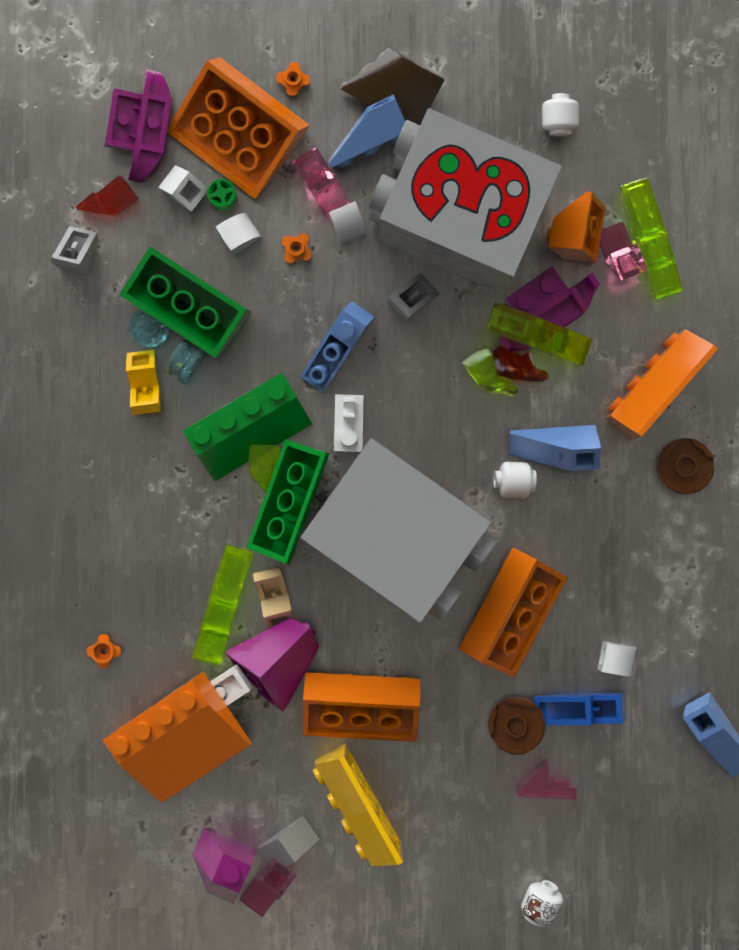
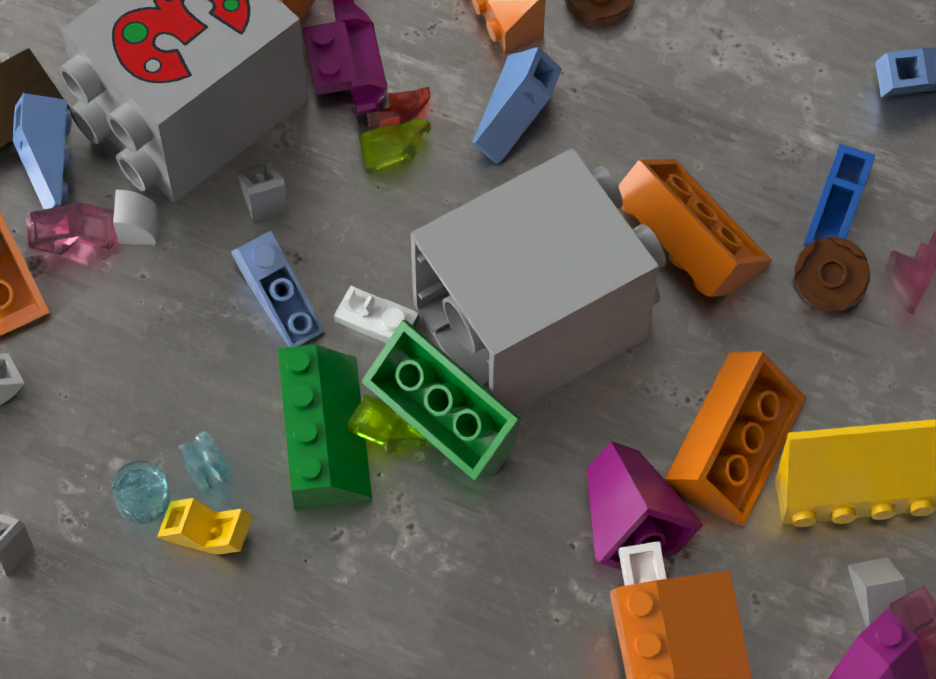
camera: 65 degrees left, 25 degrees down
(184, 302) = (130, 425): green slope -> none
(220, 189) = (19, 334): green wheel -> none
(222, 605) = (535, 549): clear neon green slope -> none
(238, 232) = (80, 347): white brick -> none
(273, 596) = (552, 486): tan slope -> none
(303, 252) = (132, 298): orange plate -> none
(515, 480) = (530, 153): white head -> none
(538, 334) = (372, 62): clear neon green slope -> none
(616, 659) = (794, 143): white brick -> none

